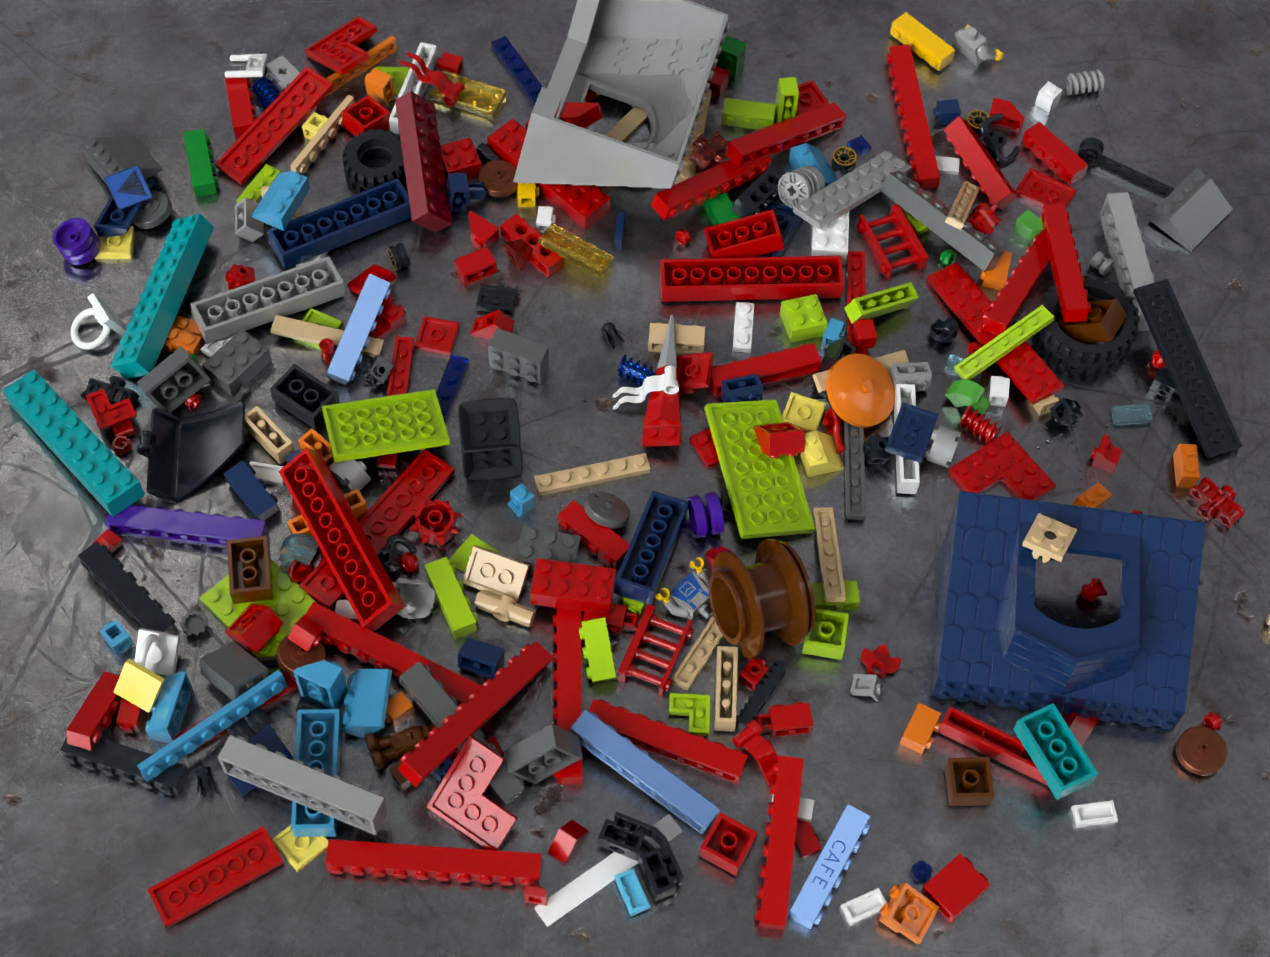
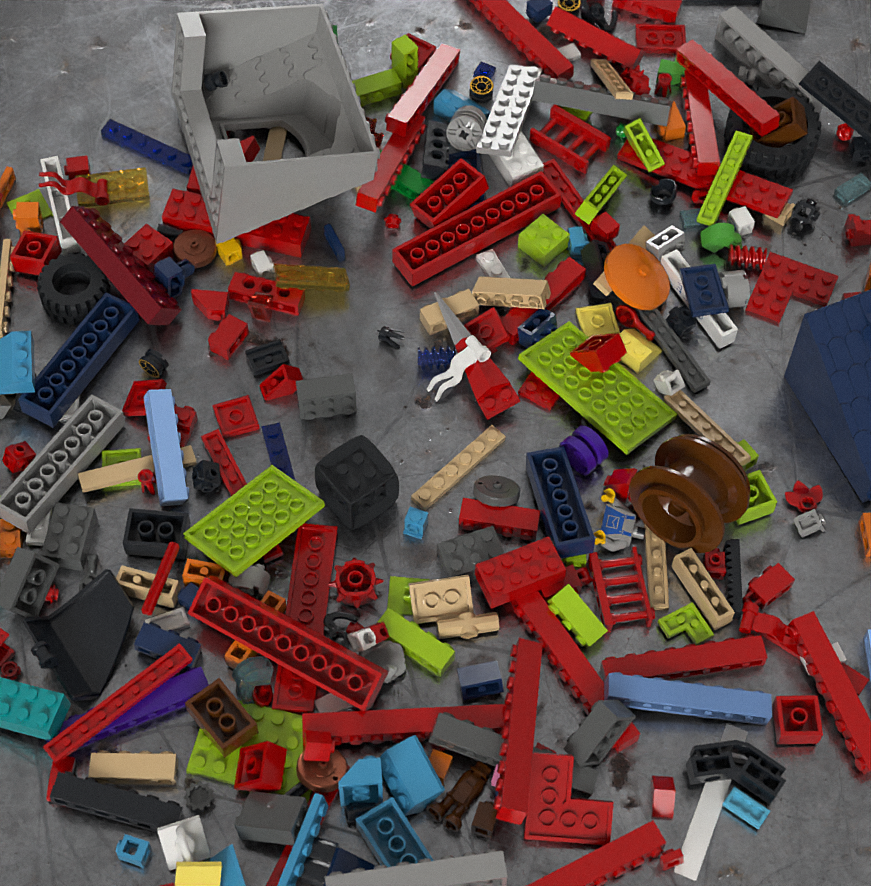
camera: 30 degrees left, 0 degrees up
(160, 573) = (134, 768): none -> tan brick
(178, 513) = (117, 704): none -> red plate
(278, 432) = (160, 578): none -> red axle
(411, 570) = (368, 636): none -> white leg
(605, 42) = (215, 80): none -> black wheel
(738, 348) = (511, 292): none -> tan brick
(826, 497) = (666, 380): none -> white brick
(951, 278) = (643, 145): none -> lime slope
(1016, 230) = (663, 81): none -> red piece

